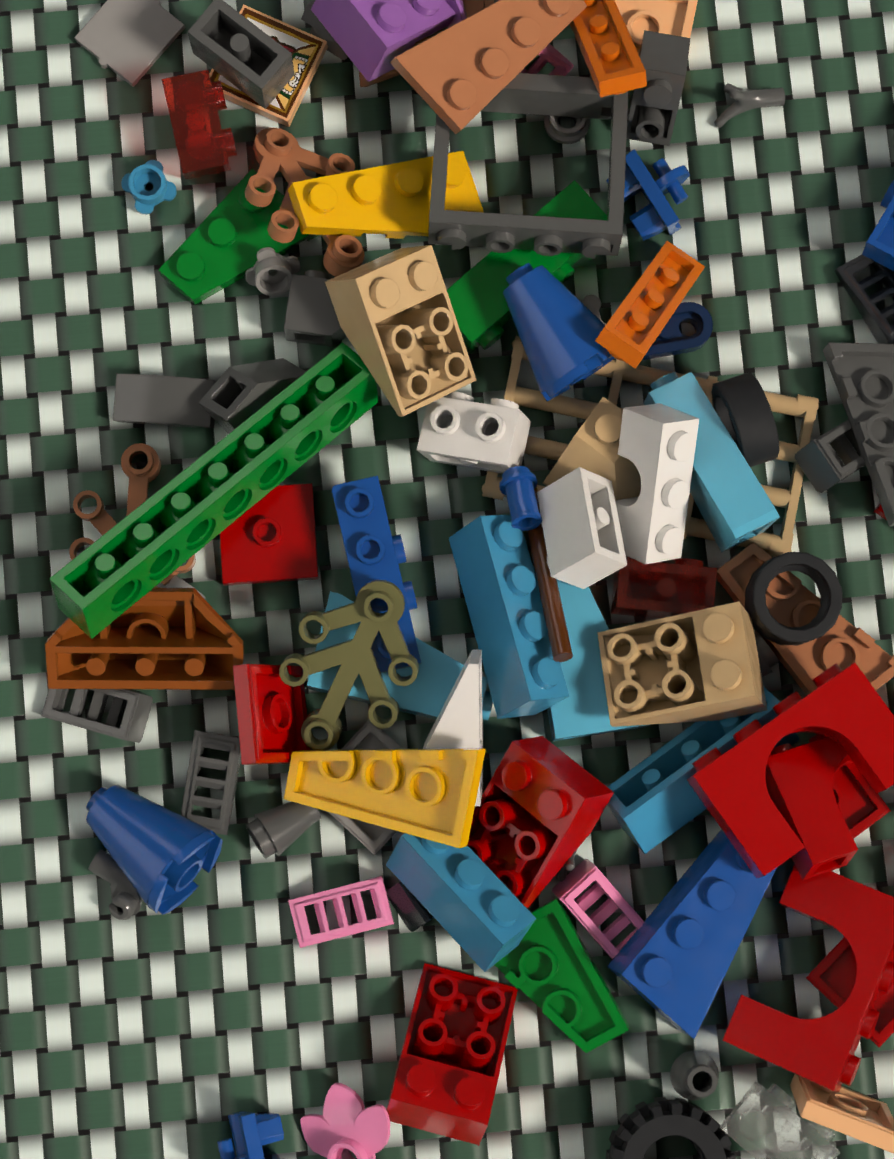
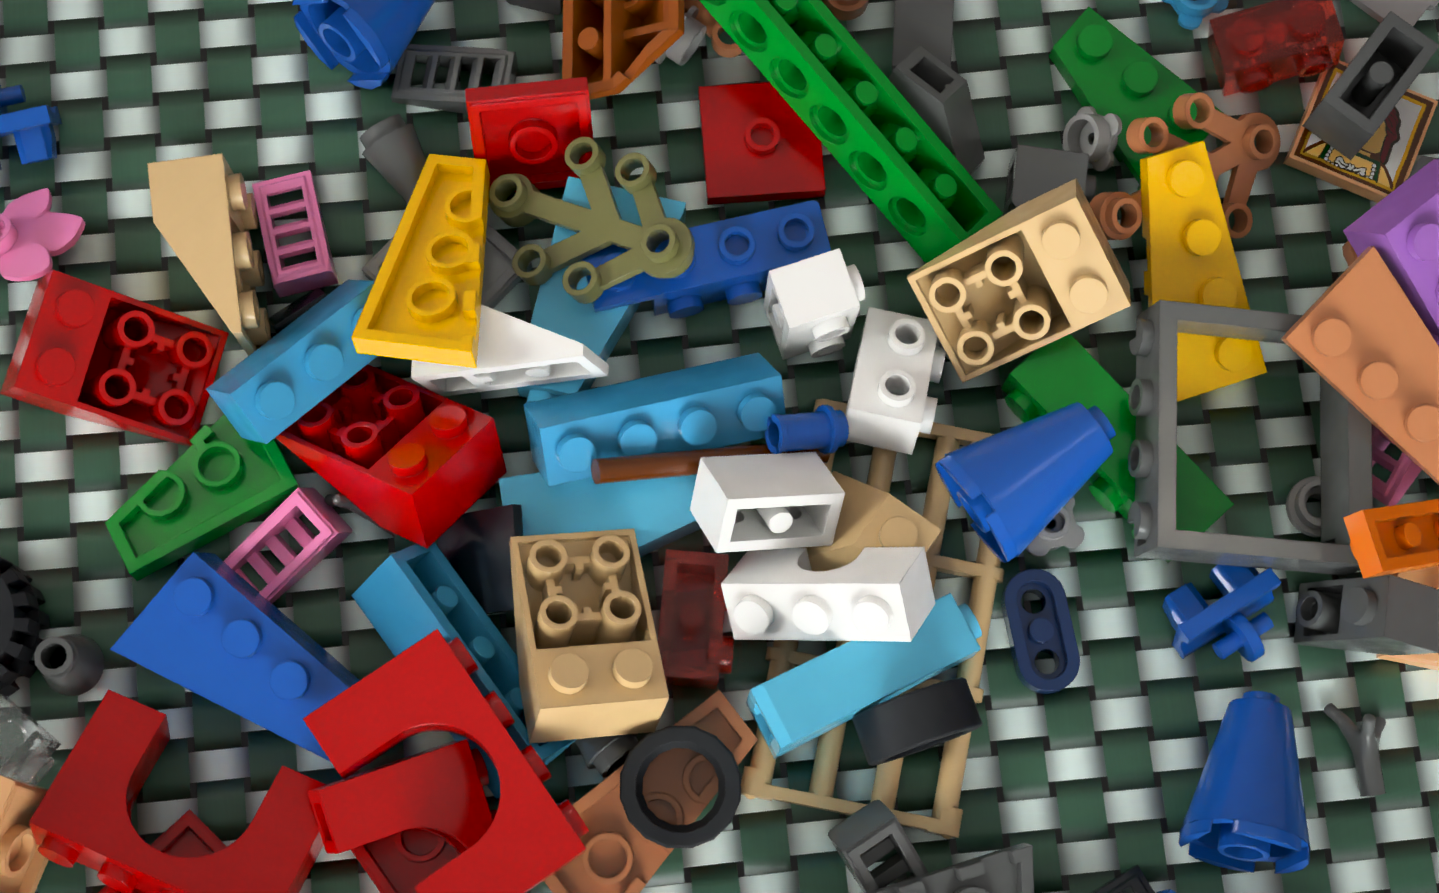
camera: 90 degrees right, 5 degrees down
(354, 978) = (207, 224): none -> tan slope
(417, 490) = (813, 304): none -> white brick
(614, 751) = (481, 554): none -> black piece
(649, 305) = (1068, 593): orange plate -> none
(784, 182) = (1250, 792): none -> blue cone

